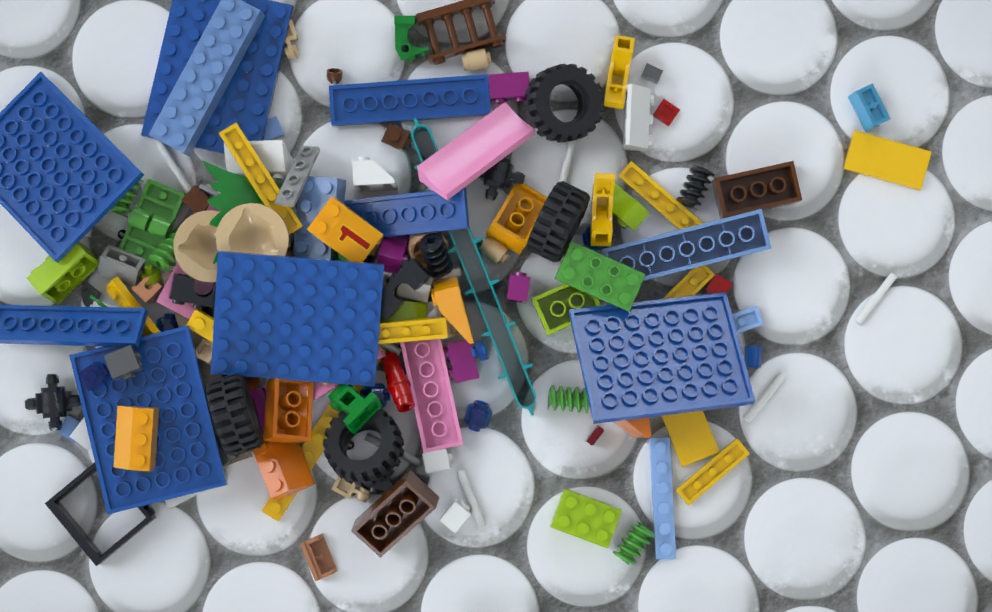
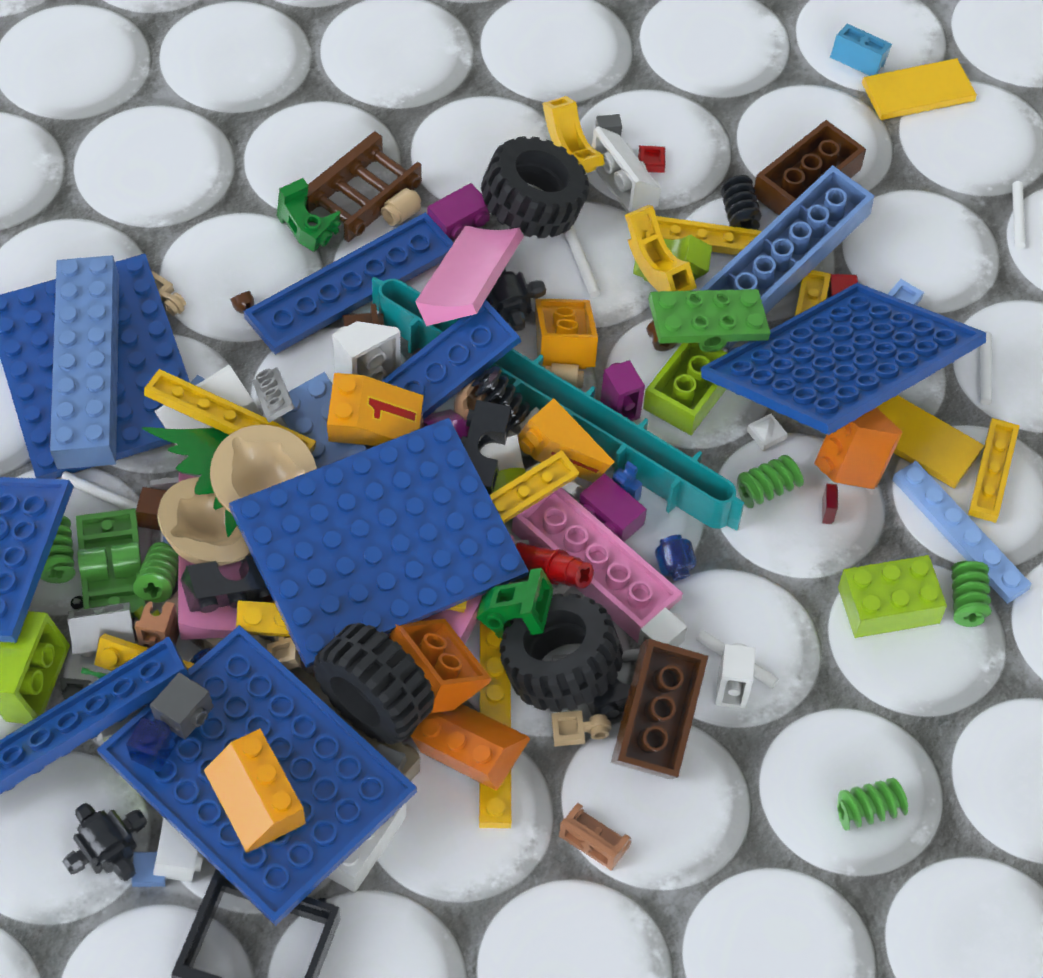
camera: 35 degrees left, 30 degrees down
(558, 221) = (619, 291): black tyre -> none

